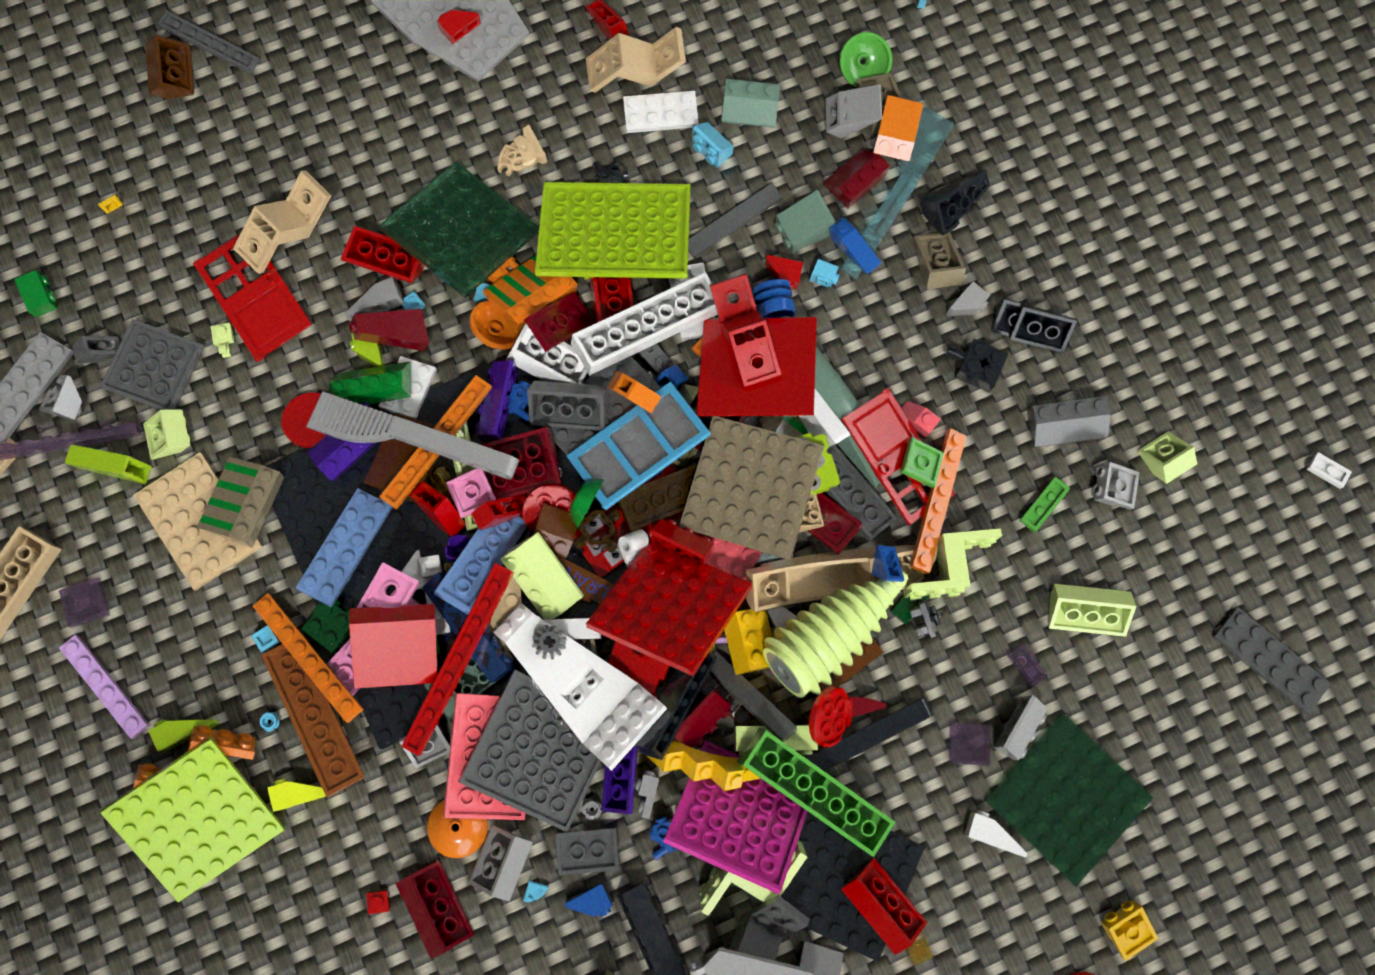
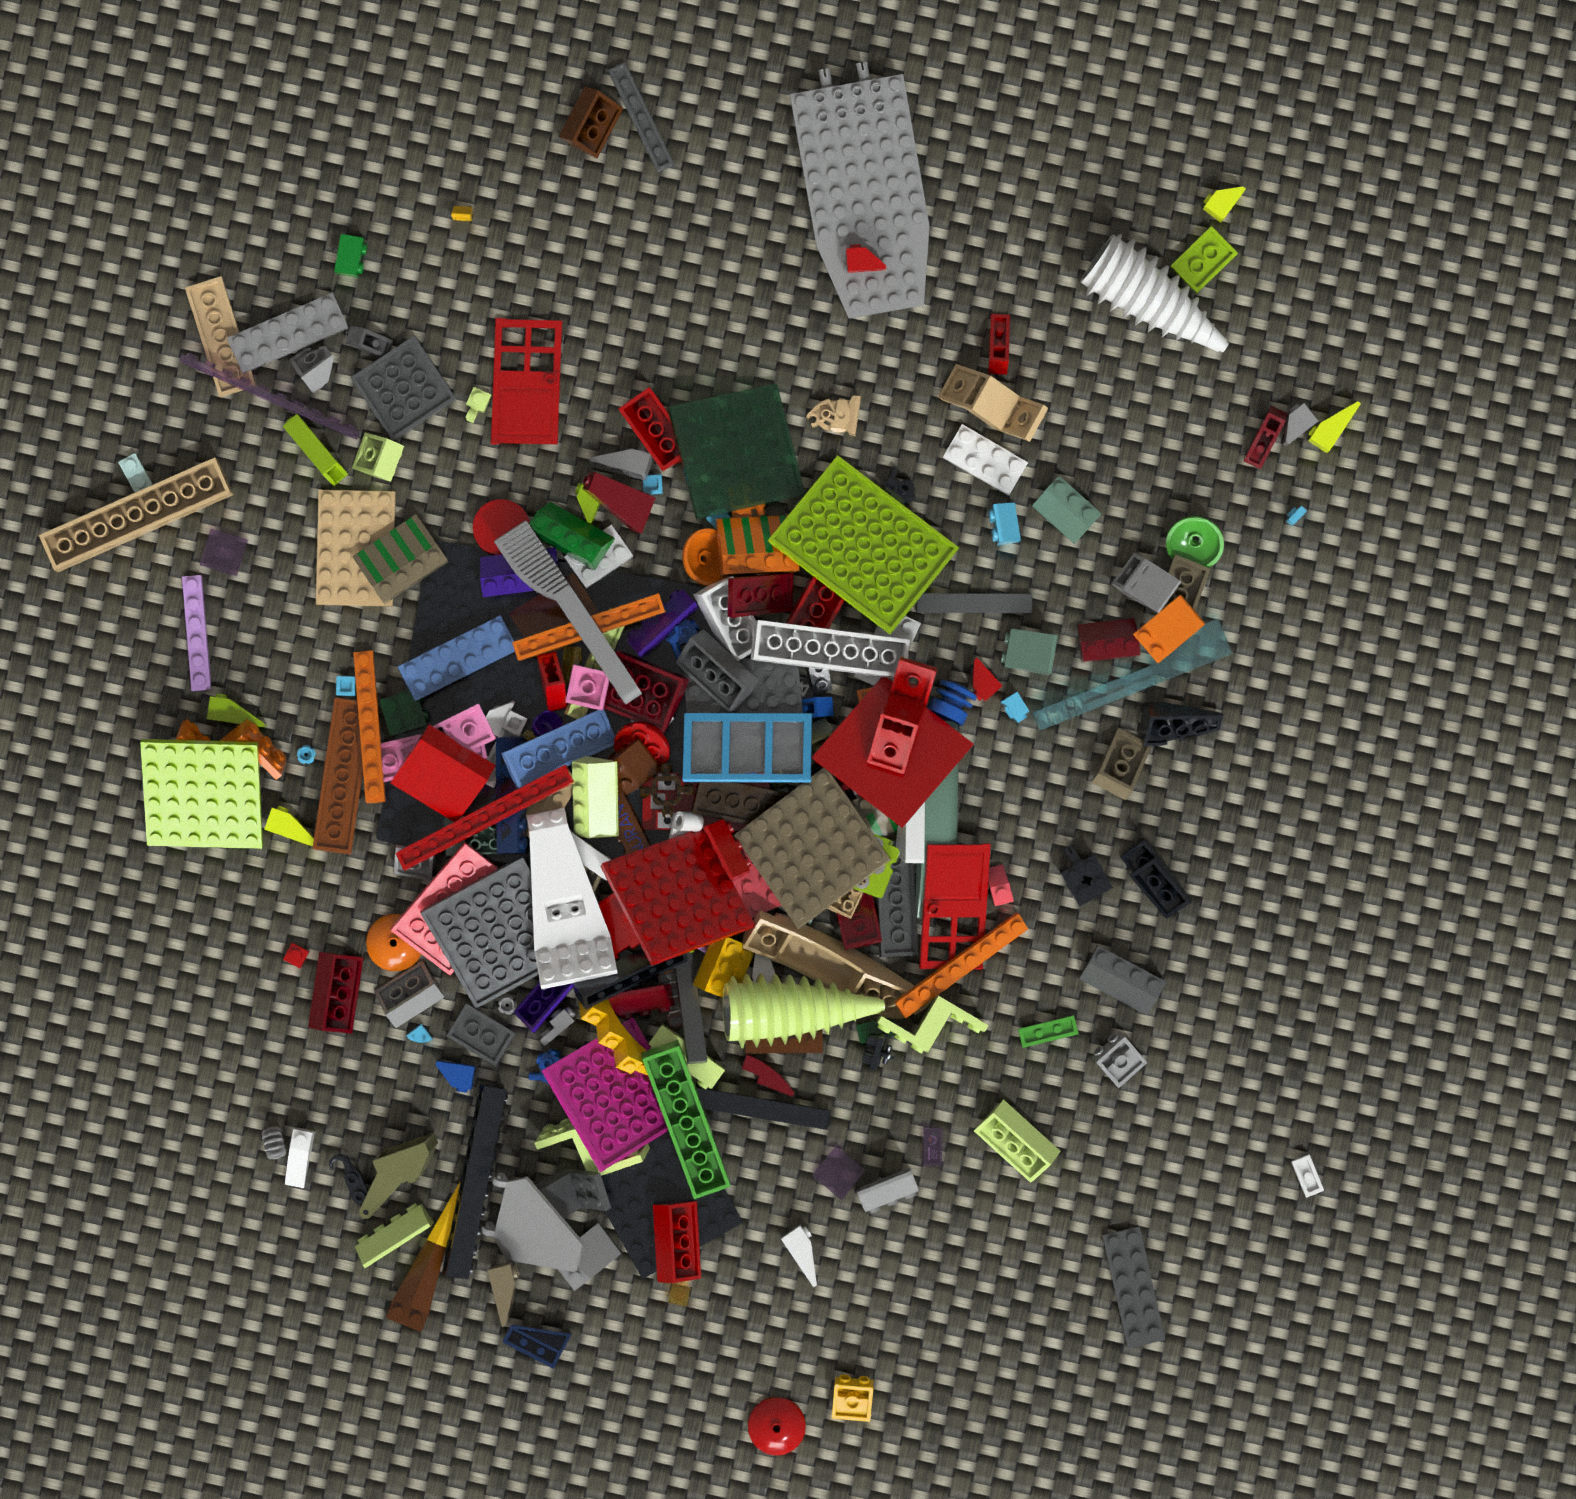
camera: 45 degrees right, 10 degrees up
(282, 222) = (592, 341): tan bracket -> none
(498, 511) = (599, 719): red slope -> none
(553, 636) = (570, 855): dark grey gear -> none
(584, 499) = (674, 760): green piece -> none
(634, 391) = (774, 700): orange slope -> none
(830, 716) = (740, 1071): red tile -> none
(854, 246) = (1054, 704): blue slope -> none
(886, 564) = (874, 987): blue slope -> none
(922, 462) = (970, 925): bright green plate -> none
(970, 301) = (1120, 819): light grey slope -> none
(1069, 799) = (884, 1271): clear green plate -> none
(1168, 456) = (1181, 1067): yellowish green slope -> none

